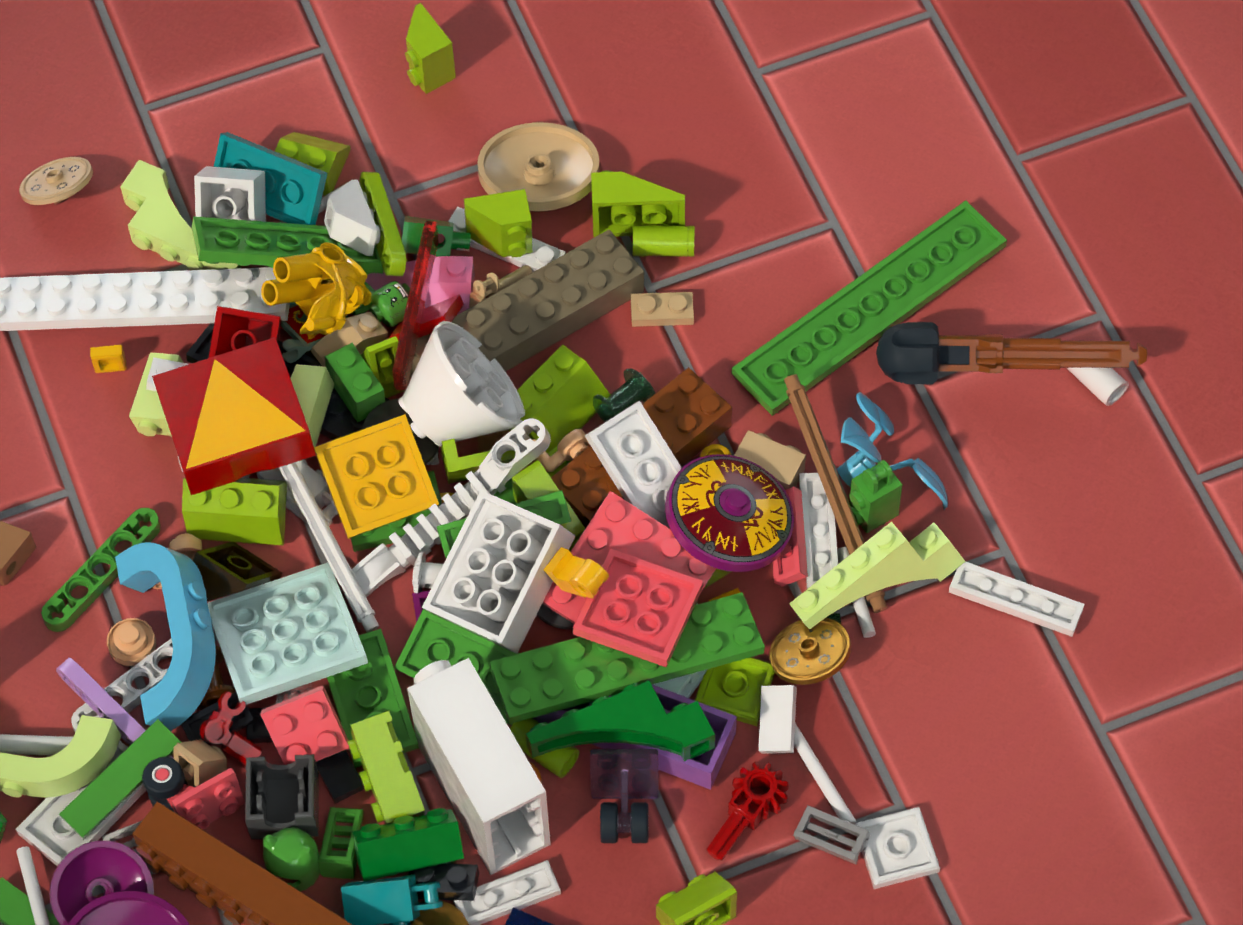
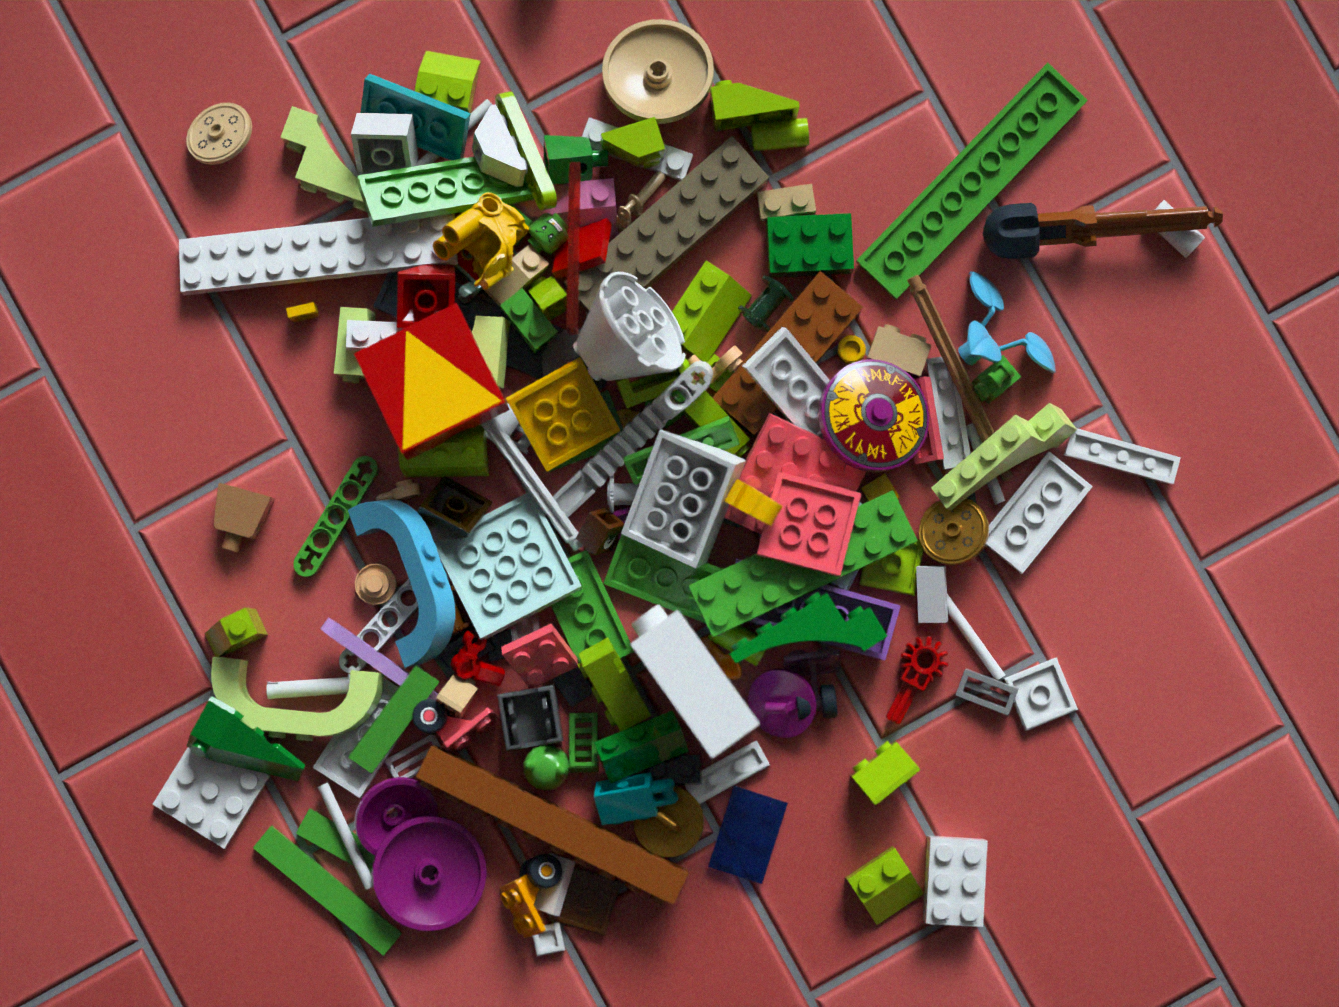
camera: 10 degrees left, 25 degrees up
(397, 608) = (600, 531): none -> reddish brown brick
(576, 817) = (775, 704): none -> magenta shield
(674, 341) = (810, 245): none -> green brick
(908, 647) = (1036, 512): none -> white plate

